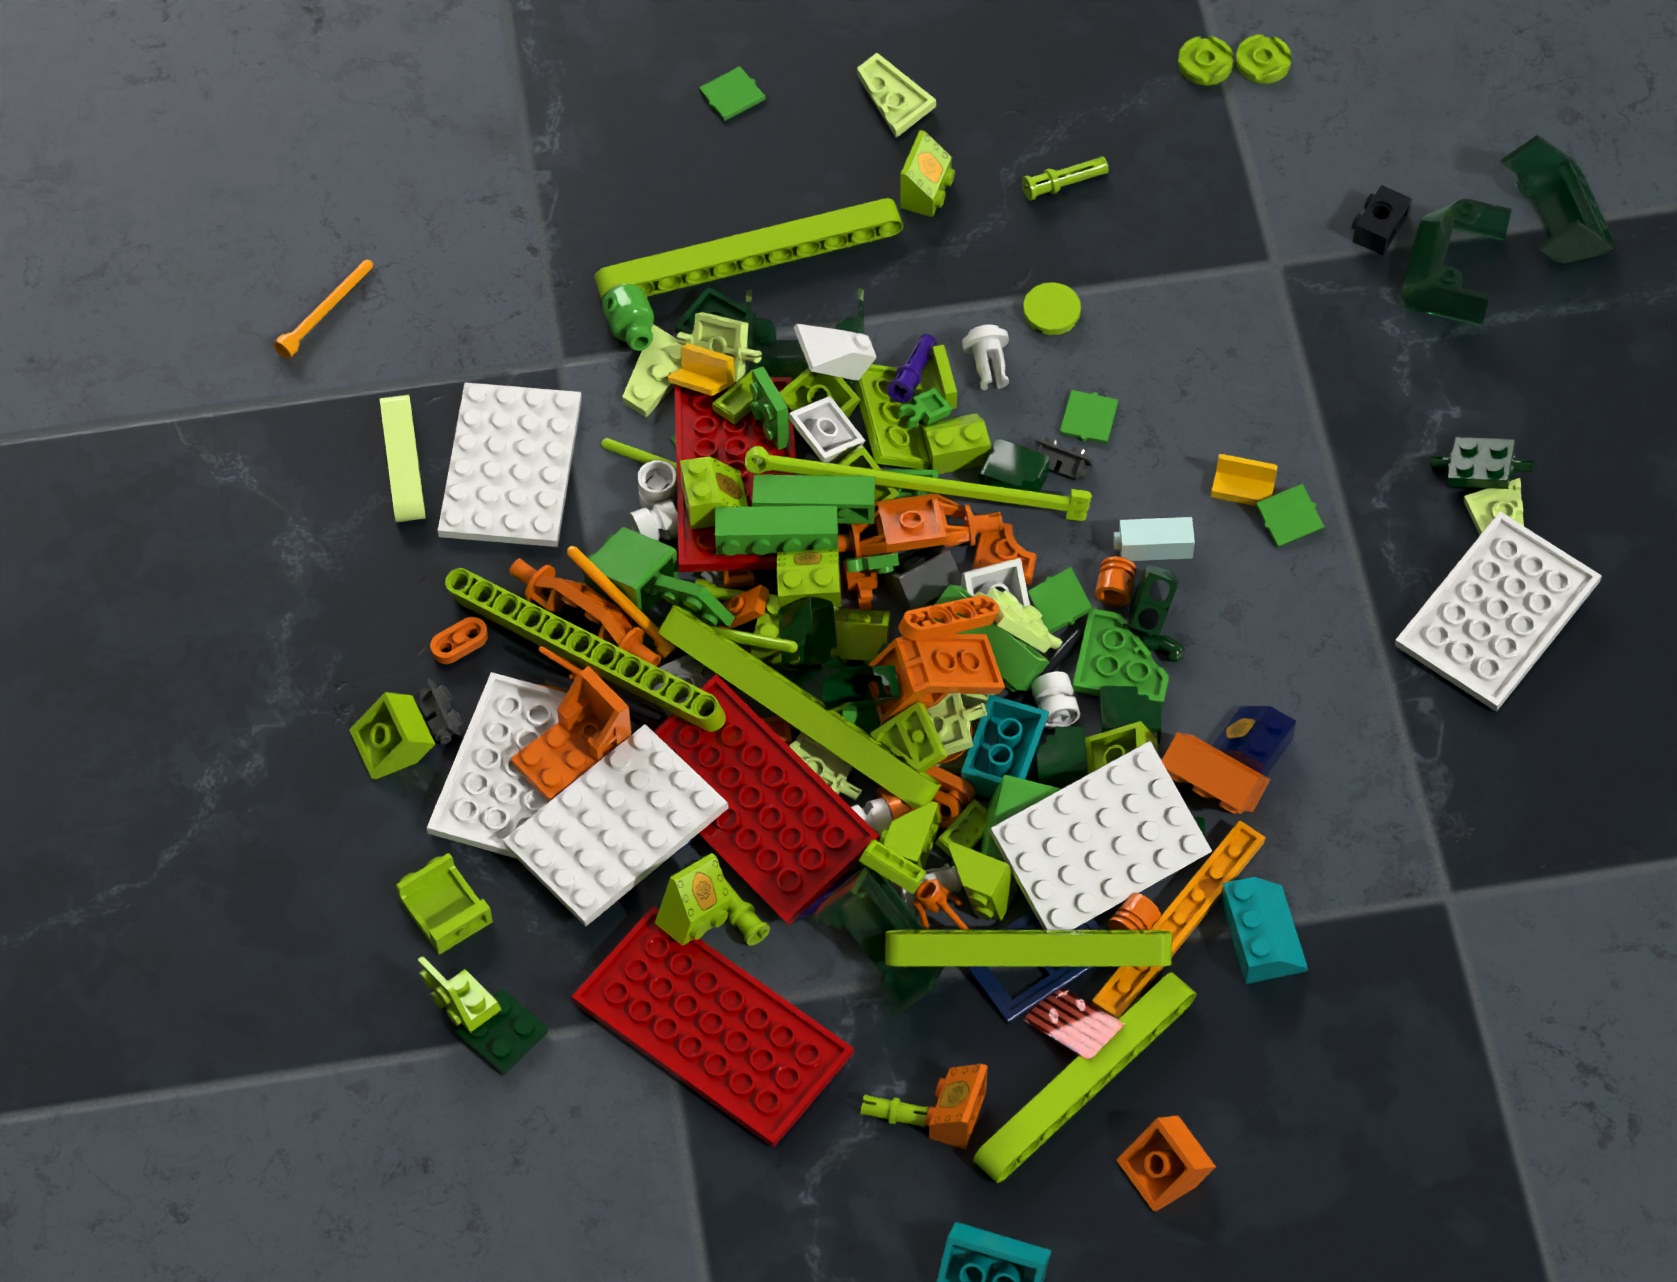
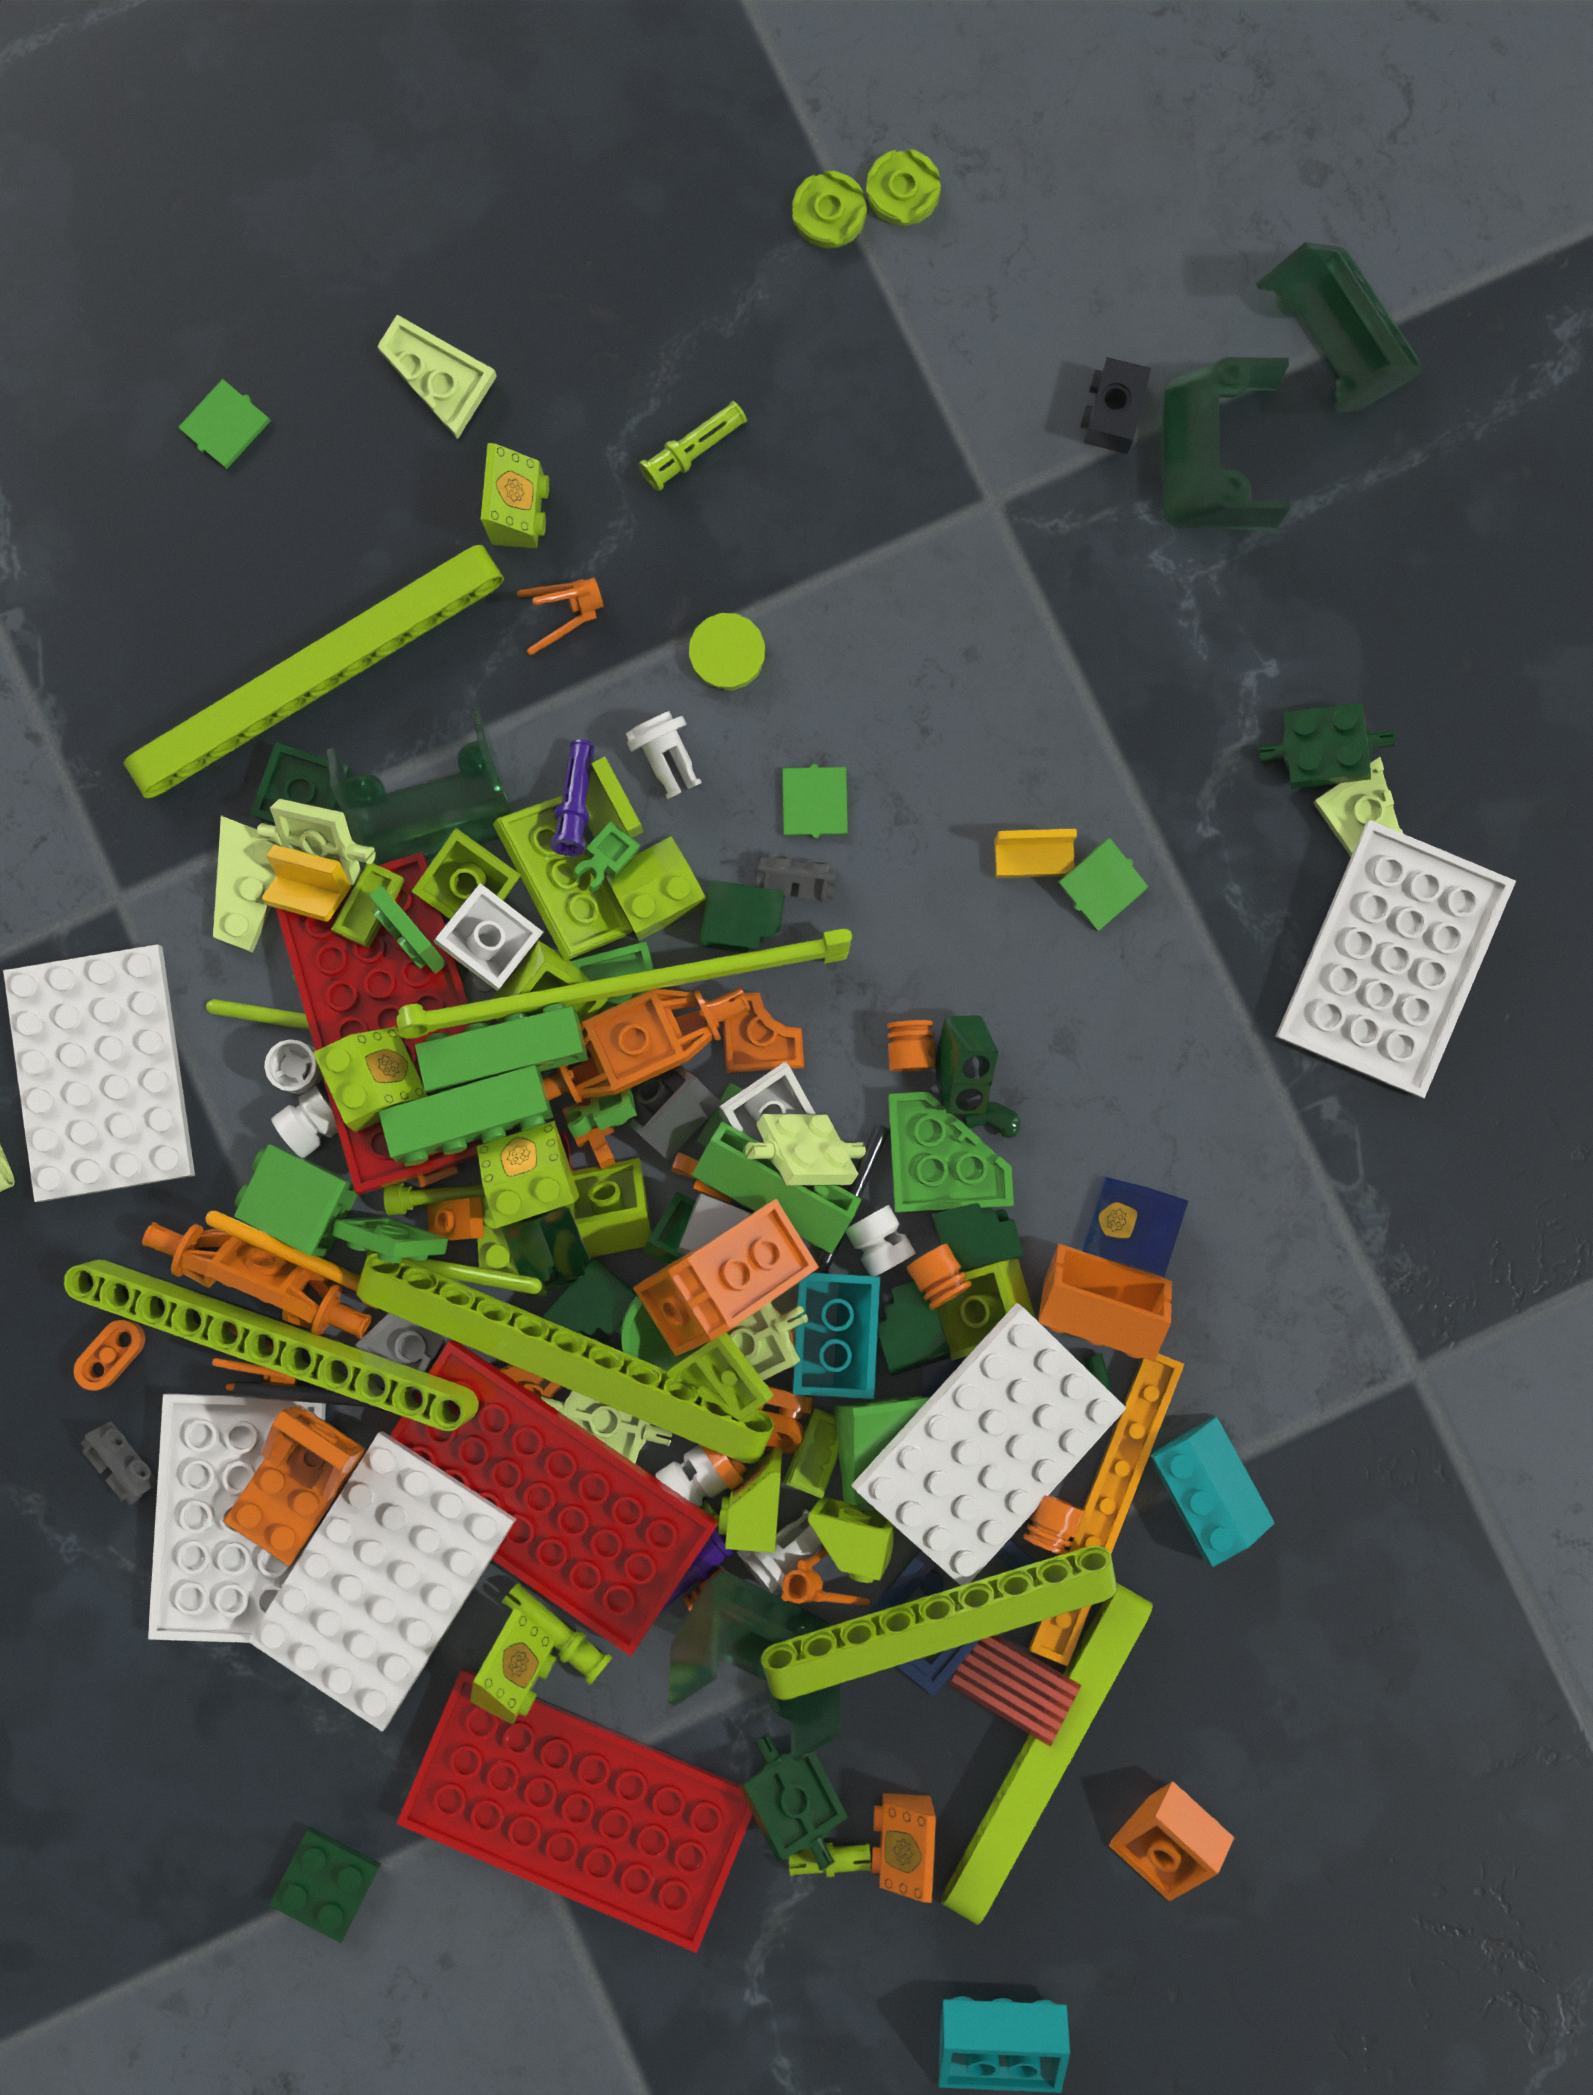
camera: 15 degrees left, 25 degrees up
(391, 735) = (66, 1516): lime slope -> none
(443, 903) = (201, 1733): lime panel -> none
(462, 996) = (257, 1875): lime bracket -> none
(629, 315) = (187, 816): bright green piece -> none
(835, 351) = (466, 820): white slope -> none
(848, 688) = (626, 1342): dark green piece -> none
(879, 1054) = (793, 1803): none -> dark green plate
(892, 866) = (746, 1572): lime plate -> none
(920, 625) = (723, 1209): orange beam -> none
(955, 248) = (582, 597): none -> orange plant
(1060, 600) = (848, 1089): bright green piece -> none
(1093, 719) = (938, 1276): none -> orange piece
(1155, 539) = (944, 968): light aqua brick -> none

